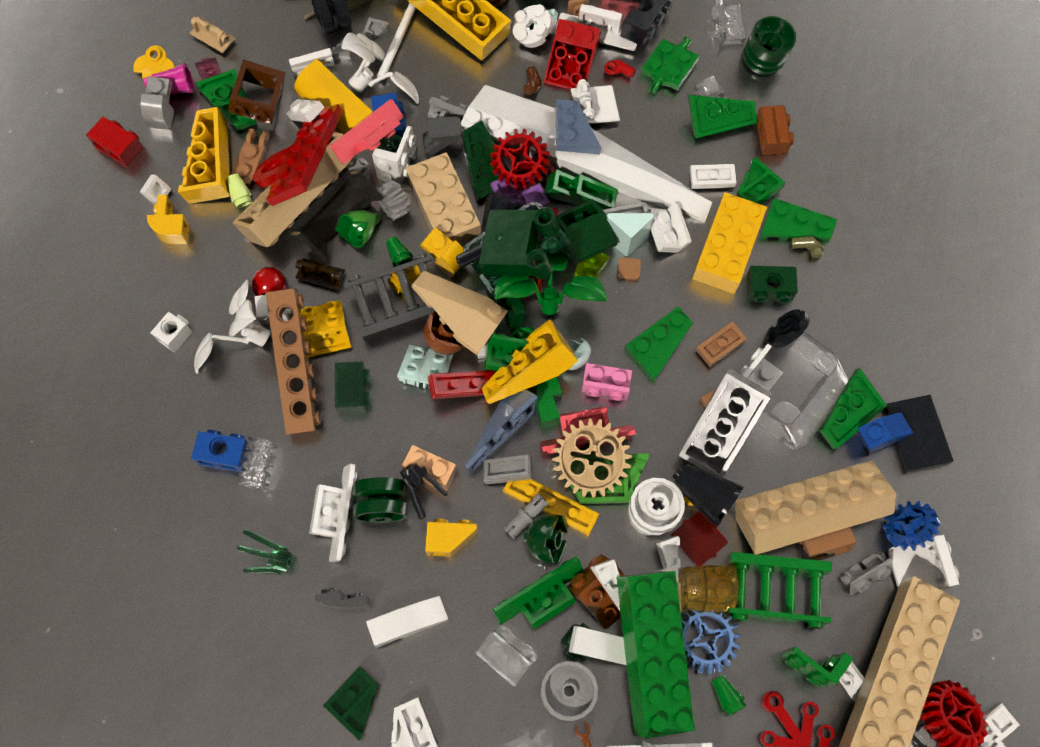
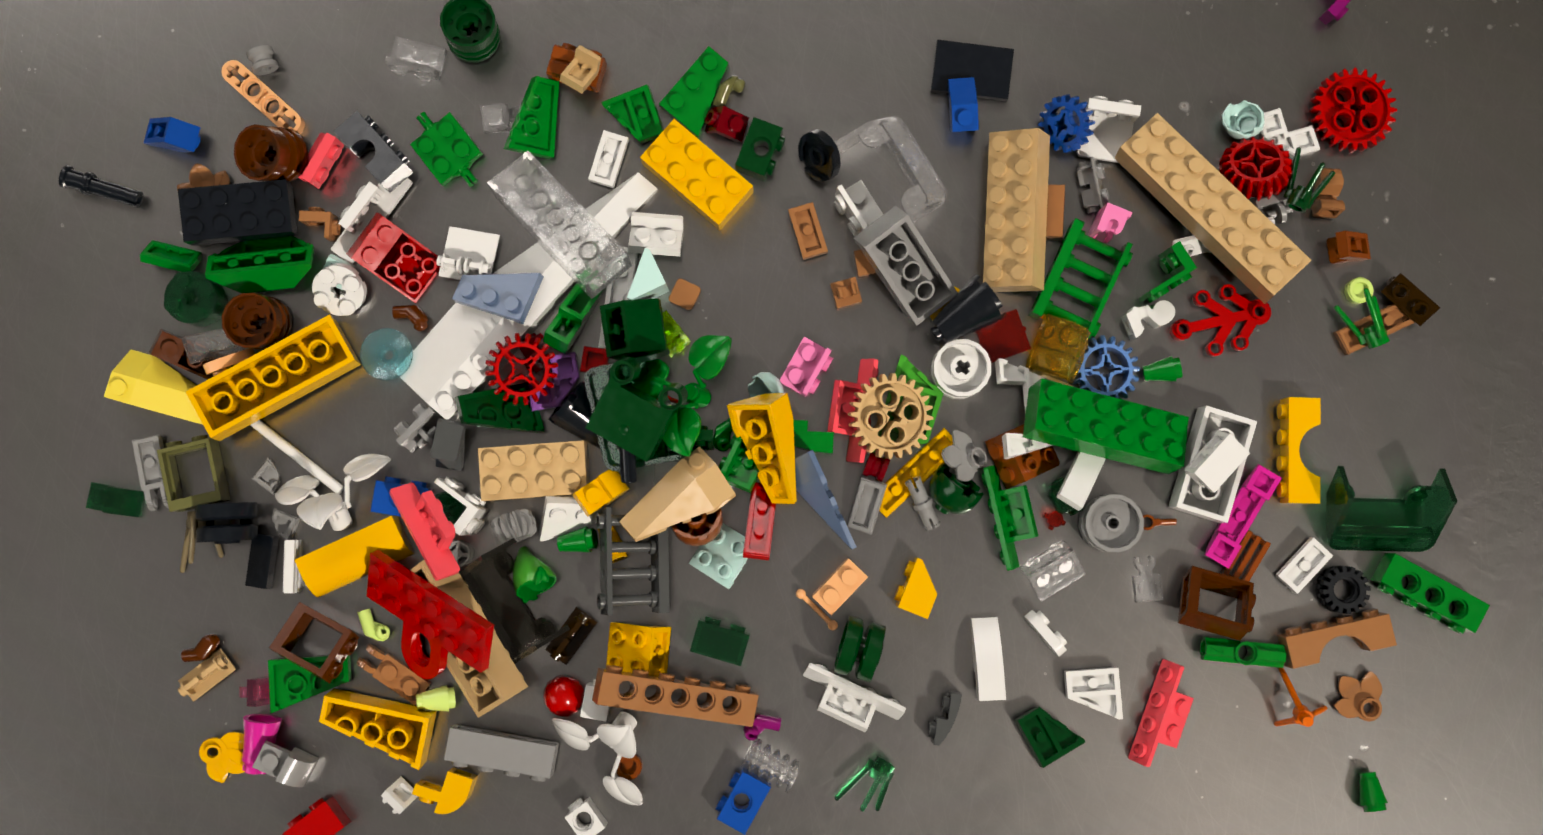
camera: 70 degrees left, 15 degrees up
(209, 250) = (502, 752): none -> light grey brick
(226, 352) = (629, 767): none -> dark orange tile
(231, 26) = (203, 650): none -> reddish brown arm
(281, 131) = (372, 628): none -> yellowish green arm
(291, 444) = (761, 723): none -> magenta arm
(304, 110) = (359, 593): white plate -> none
(308, 44) = (262, 561): none -> black slope
(412, 441) = (832, 624): none -> light nougat hinge
(412, 478) = (852, 608): black plant -> none
(413, 232) = (562, 516): none -> white wing
(454, 657) = (1039, 623): none -> white plate
(493, 66) = (374, 350): none -> clear light blue dish
(543, 465) = (876, 466): none -> dark red wheel
(553, 641) = (1054, 519): none -> clear red piece
(579, 534) = (964, 456): none -> light grey plate
(617, 67) = (428, 209): red arm -> none
(644, 150) = (560, 224): none -> clear brick
(657, 343) = (781, 294): green wing -> none
(682, 393) = (846, 293): none -> medium nougat tile
(773, 127) = (581, 70): none -> tan bracket
(775, 673) = (1155, 316): none -> white leg
(781, 251) = (726, 123): none -> dark red bracket
(844, 593) = (1109, 219): none -> bright pink hinge
(854, 408) = (927, 126): green wing -> none
(991, 690) = (1243, 120): none -> light aqua hair

